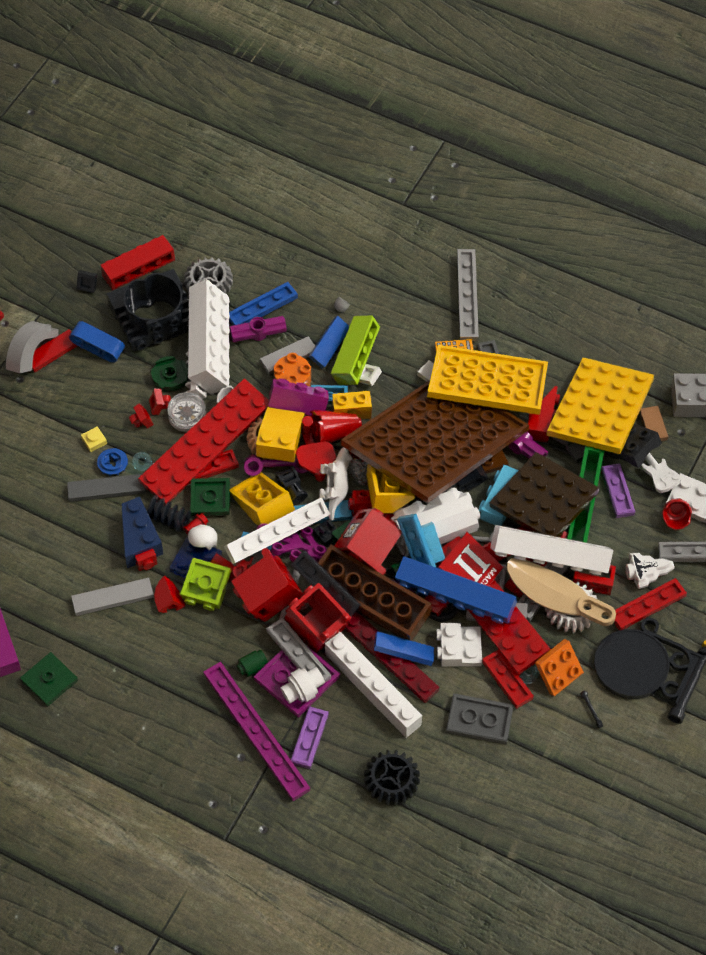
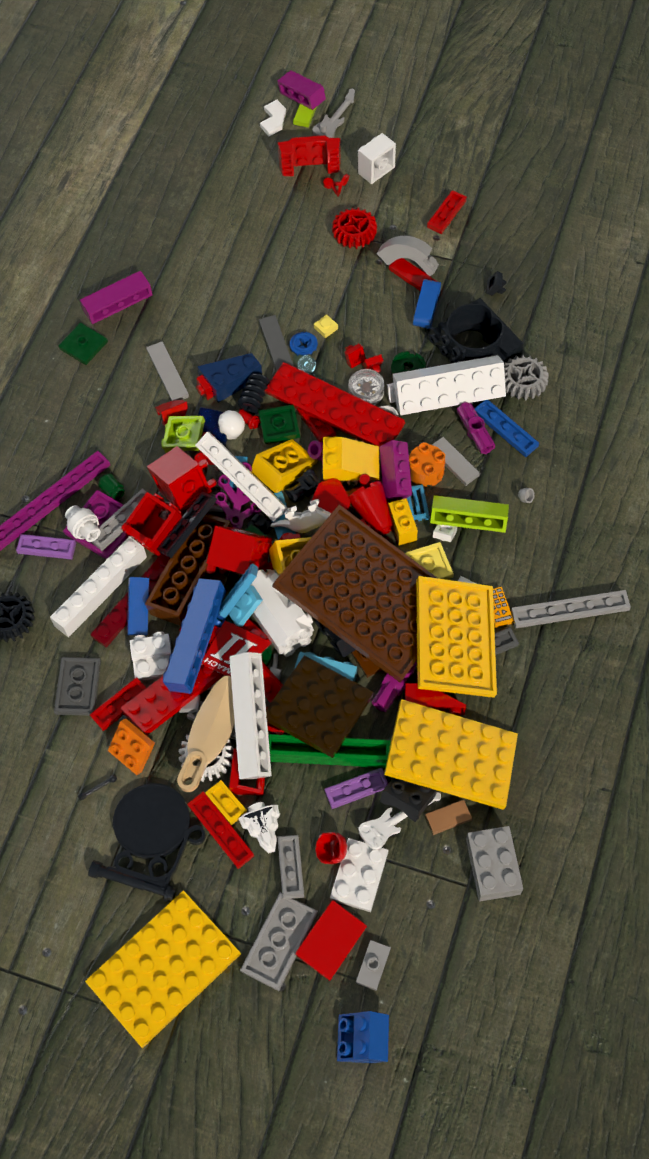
camera: 85 degrees right, 5 degrees up
(137, 262) = (528, 317): red brick -> none
(329, 342) = (475, 491): blue tile -> none
(397, 388) = (433, 559): none -> light yellow plate
(622, 594) = (226, 802): none -> yellow plate

